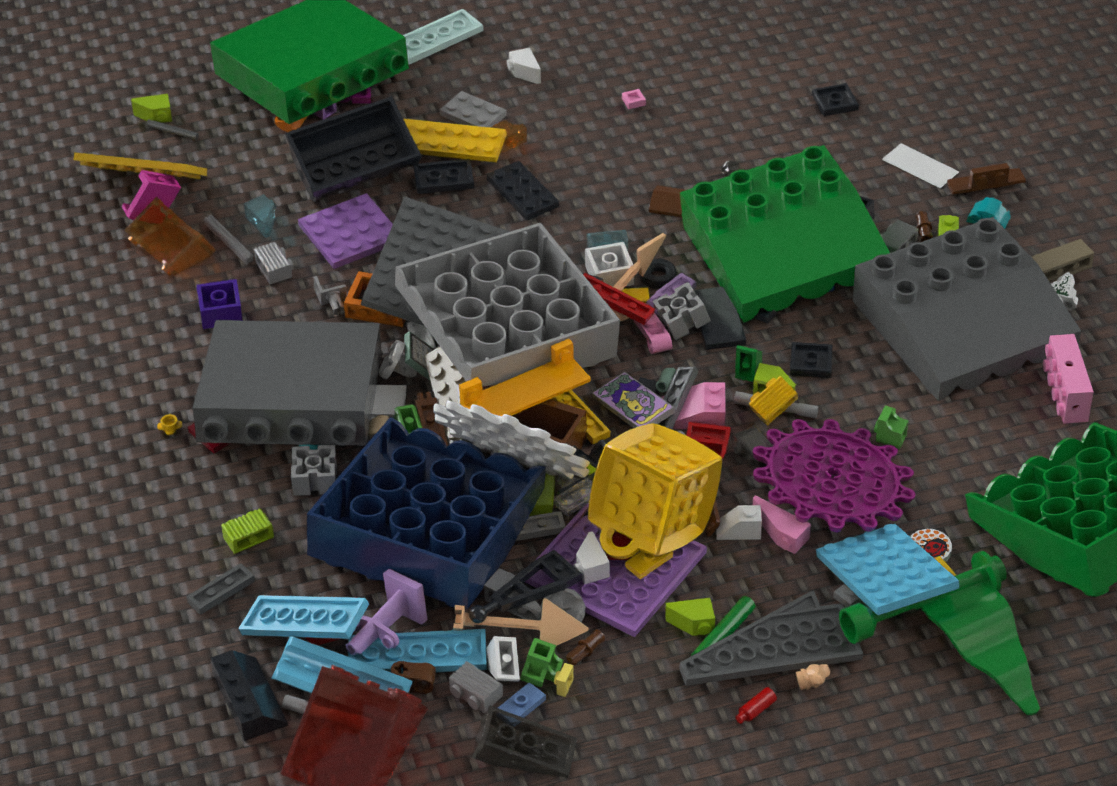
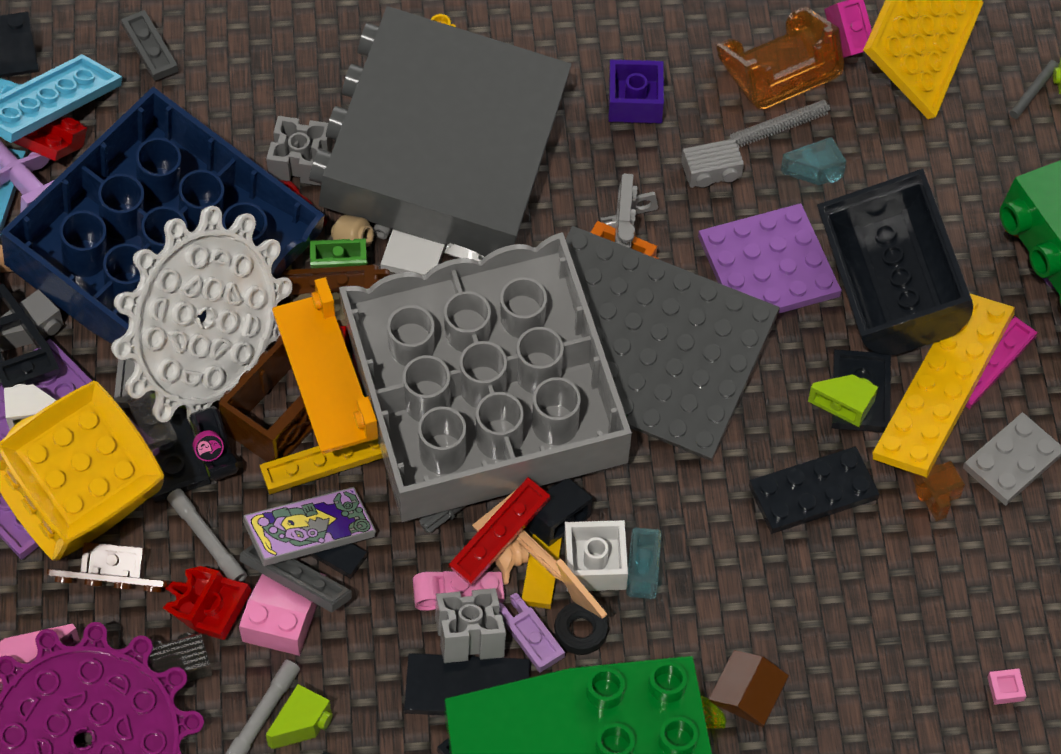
camera: 100 degrees right, 15 degrees up
(247, 530) = (229, 78): lime brick -> none
(339, 282) = (625, 215): none -> light grey hinge
(459, 170) = (844, 397): none -> lime slope
(592, 454) = (208, 445): none -> tile
(665, 379) = (344, 577): sand green cone -> none
(741, 523) = (45, 605): white slope -> none
(747, 363) = (346, 690): green slope -> none
(773, 400) = (249, 698): yellow brick -> none

